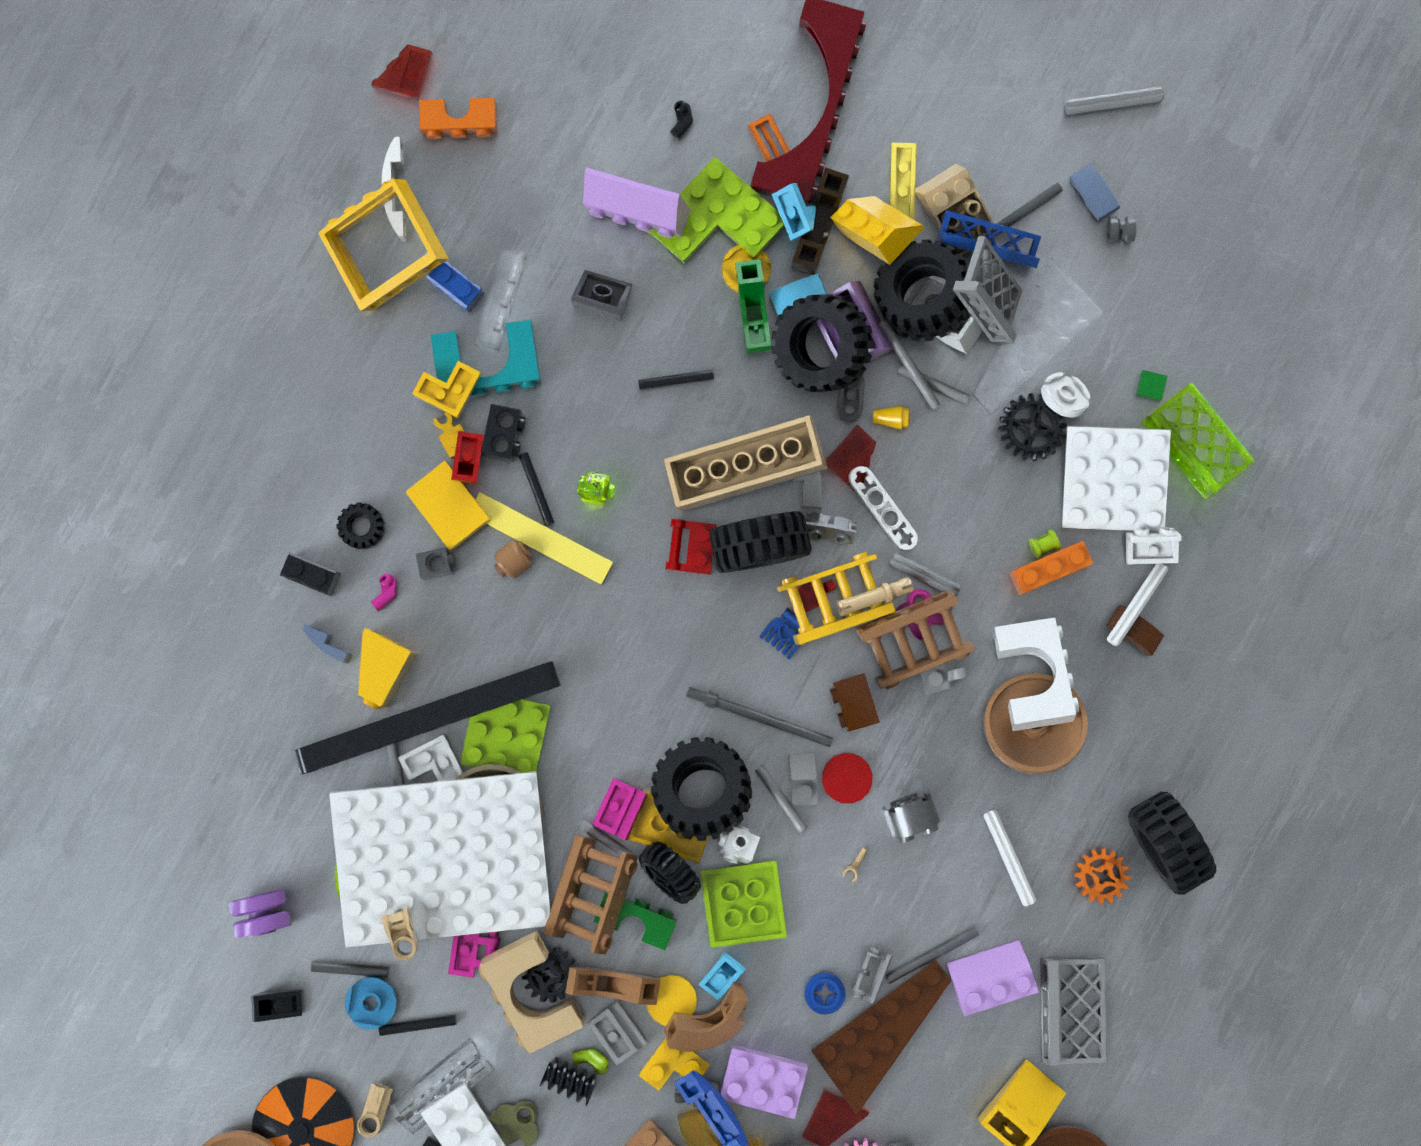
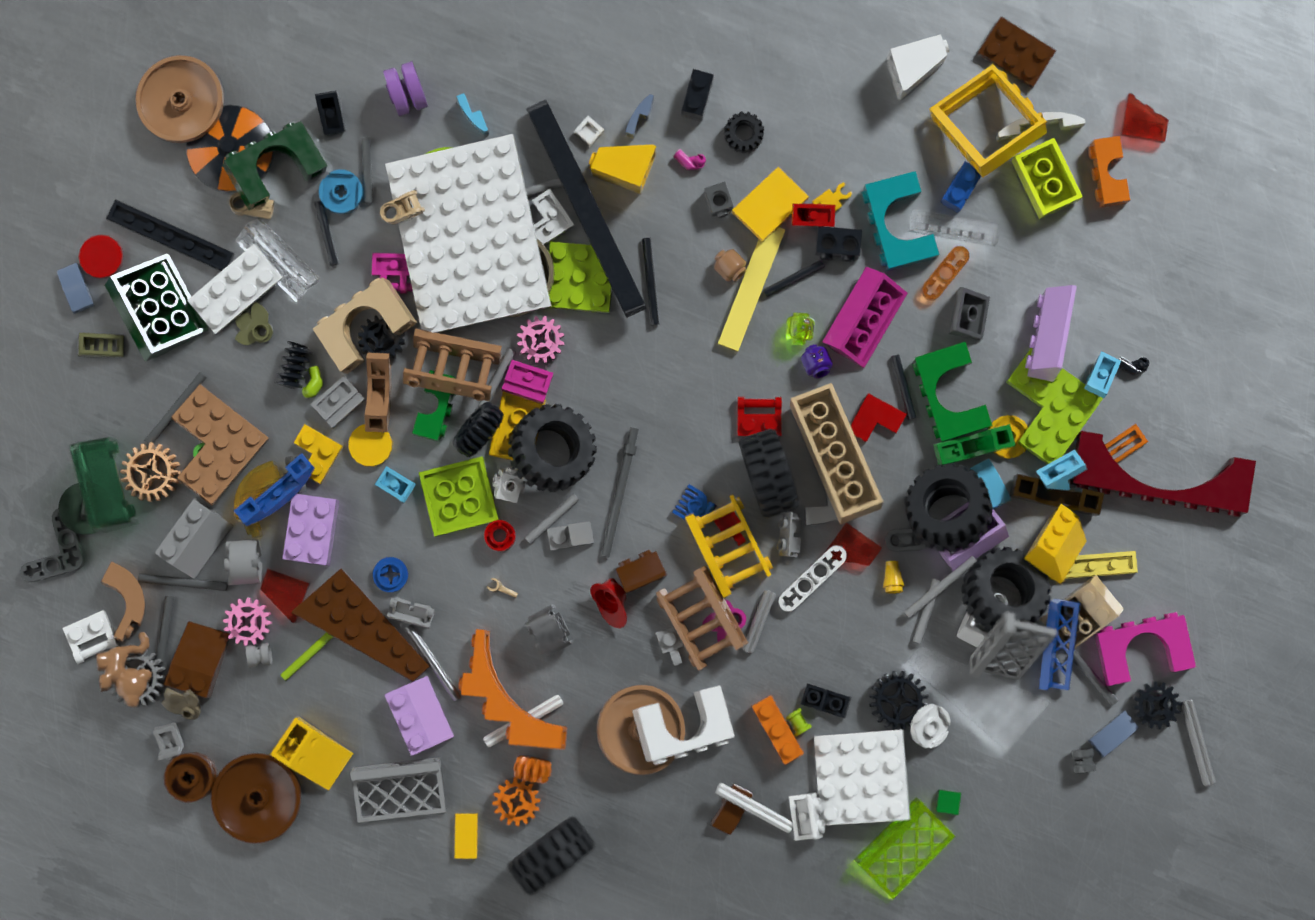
camera: 80 degrees right, 0 degrees up
(304, 320) = (916, 62): none -> white slope
(304, 834) = (475, 118): none -> medium azure slope
(304, 1055) = (292, 141): none -> dark green arch
(307, 205) = (1016, 52): none -> reddish brown plate
(336, 704) = (588, 131): none -> white tile
(448, 396) = (865, 196): yellow plate -> none
(457, 188) = (1046, 178): none -> neon yellow brick
(513, 653) = (650, 281): none -> black bar
(543, 298) = (960, 264): none -> clear orange beam
(565, 796) = (531, 333): none -> bright pink gear
(590, 412) = (865, 316): none -> dark pink slope
(636, 473) = (816, 361): none -> dark purple head
(660, 345) = (931, 369): none -> green arch
(689, 153) = (1102, 374): none -> medium azure slope
(700, 414) = (874, 412): none -> red tile
(711, 1029) = (348, 478): medium nougat arch -> none
(803, 869) = (500, 525): none -> red wheel
(847, 778) = (575, 573): red tile -> none
(883, 741) = (610, 601): none -> red piece
(885, 592) = (739, 588): tan pin -> none
(908, 1102) = (307, 655): none -> lime bar
(962, 898) = (499, 706): none -> orange arch
(992, 178) = (1114, 642): none -> dark pink arch
(1023, 509) = (826, 700): none -> black slope
(1067, 853) = (532, 769): none -> orange gear
(1073, 148) = (1150, 712): none -> black gear
(1134, 938) = (466, 835): none -> yellow tile

